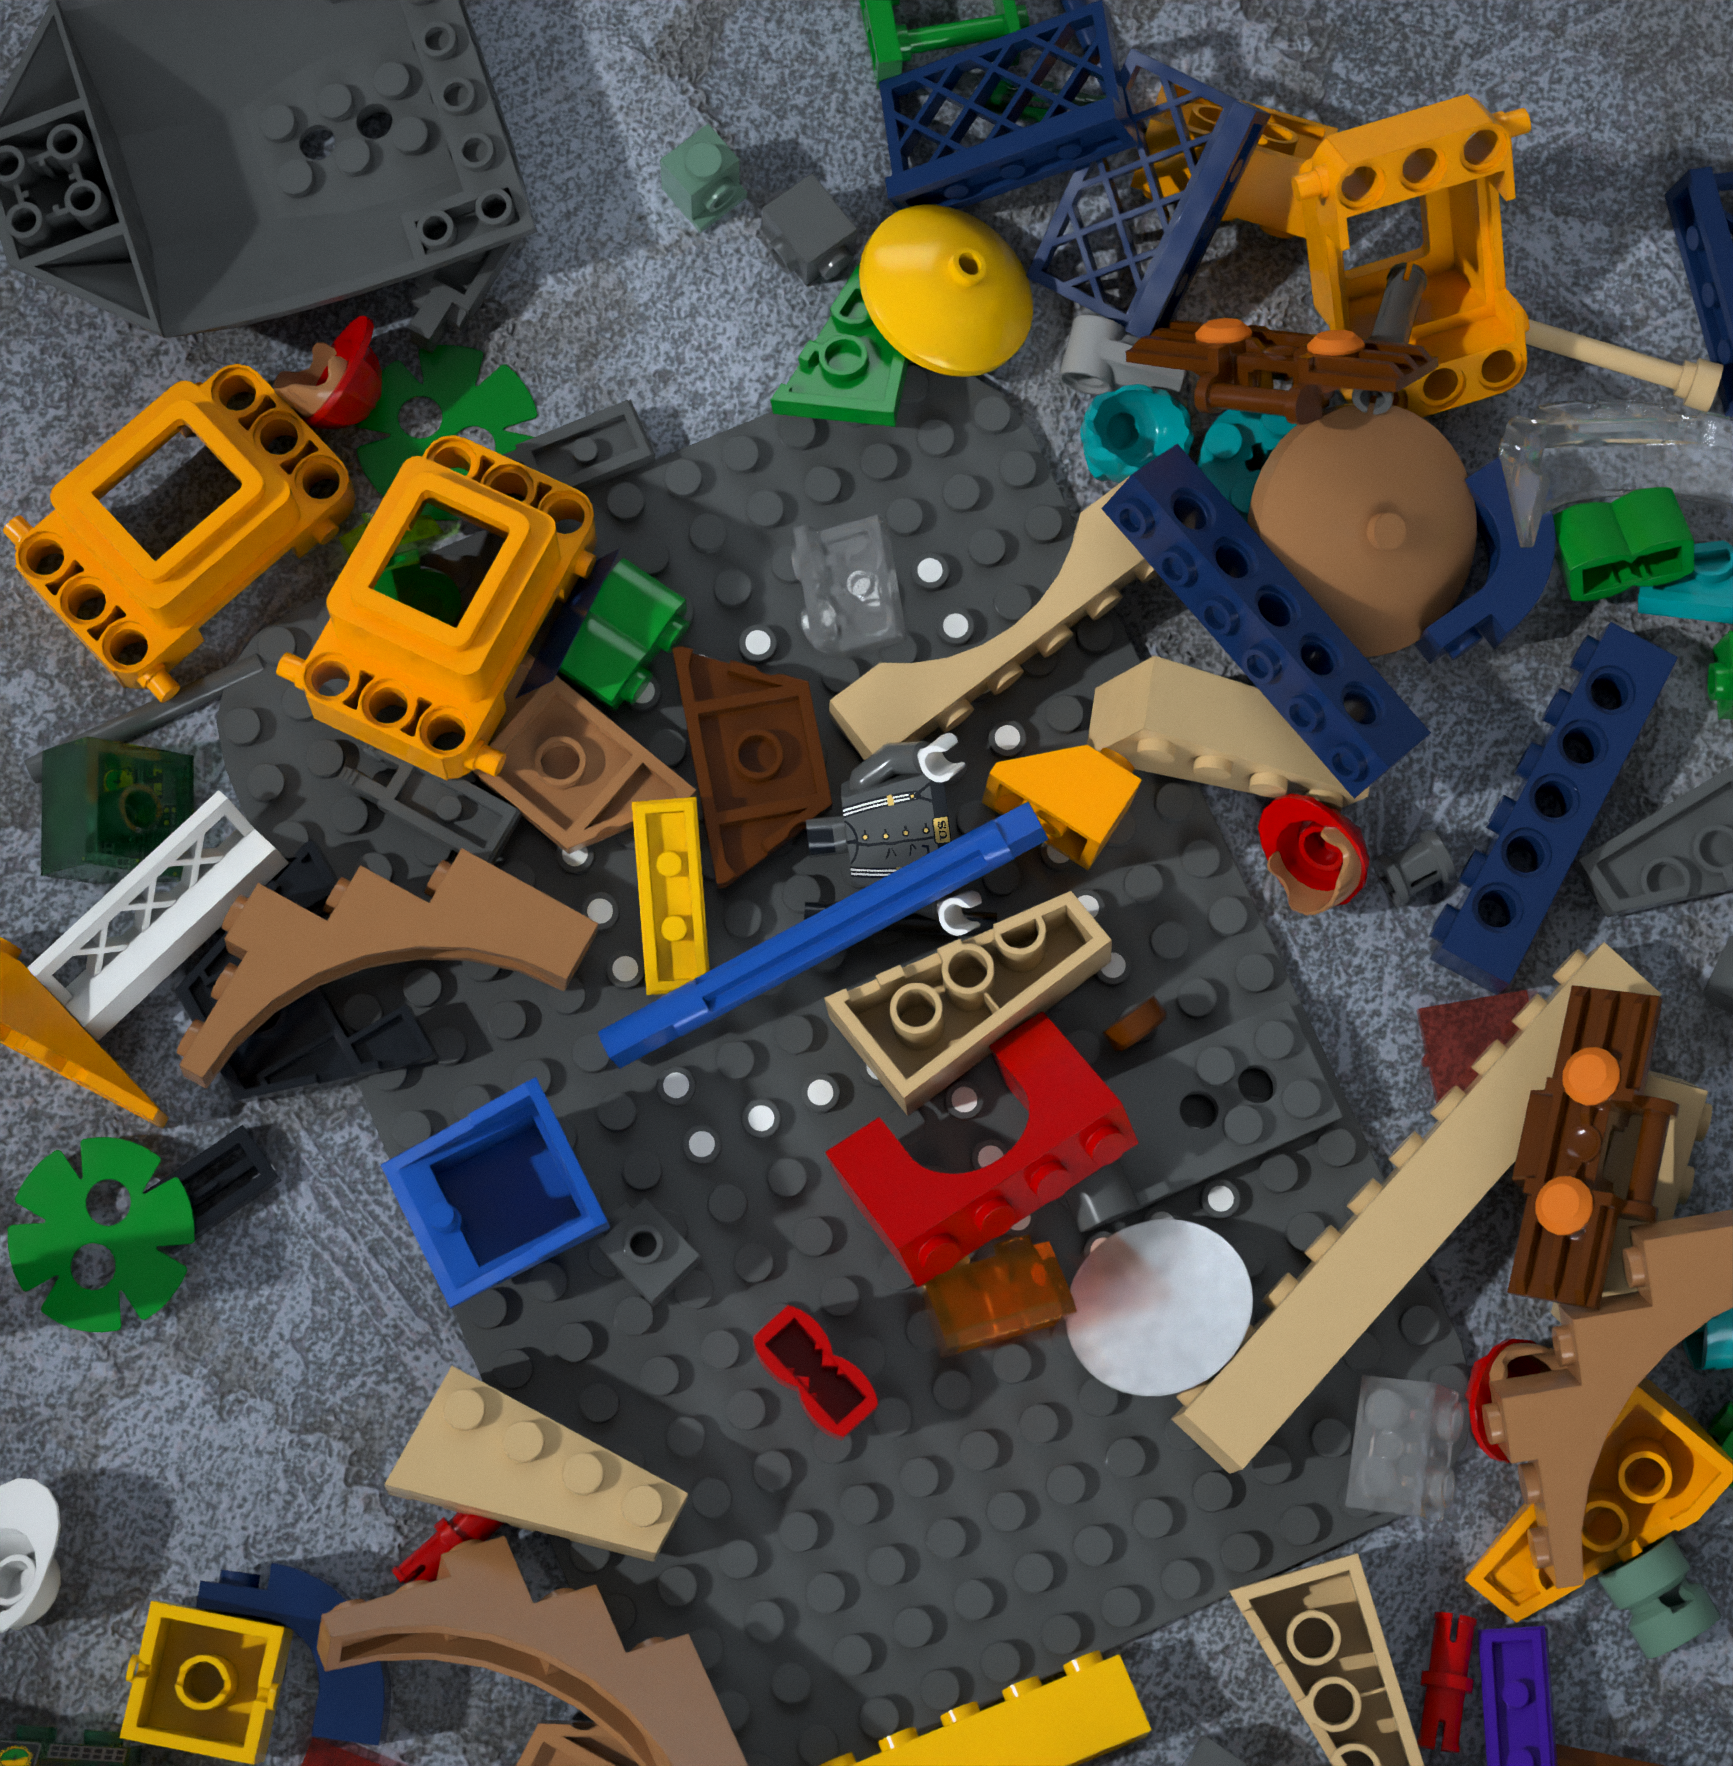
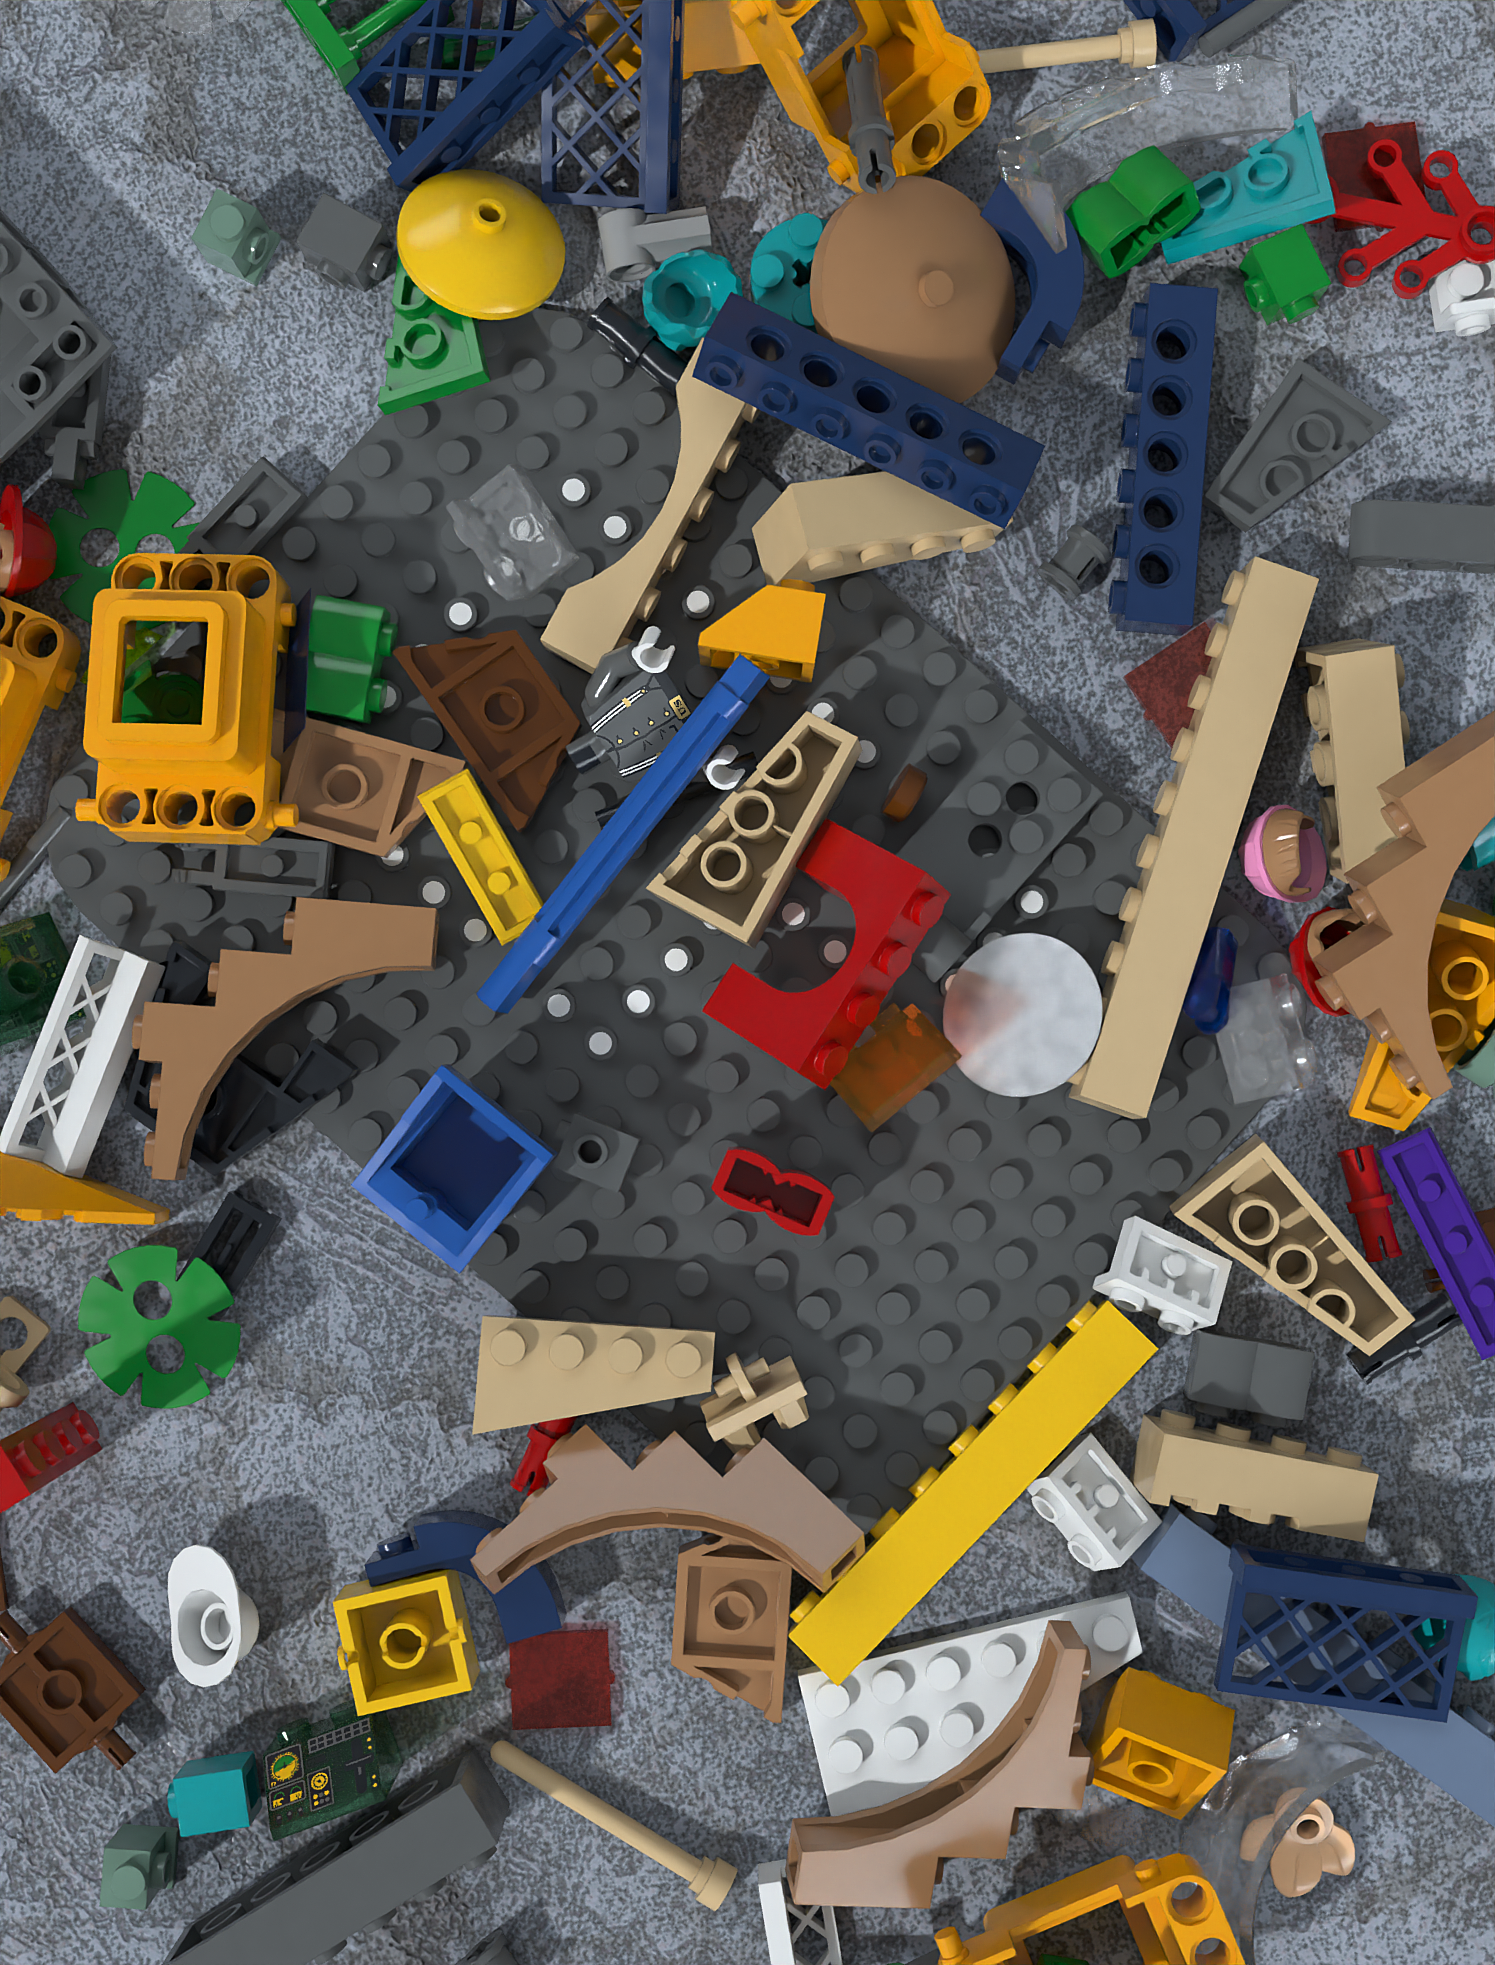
camera: 15 degrees left, 10 degrees up
(694, 1582) = (749, 1396): none -> tan hips
(1060, 456) = (638, 344): none -> black pin
(1191, 1661) = (1165, 1278): none -> white bracket
(1243, 360) = (754, 192): reddish brown piece -> none
(1313, 853) = (988, 587): red piece -> none
(1374, 1359) = (1211, 980): none -> clear blue bar
(1486, 1268) = (1284, 855): none -> piece
(1564, 1144) = (1296, 741): reddish brown piece -> none

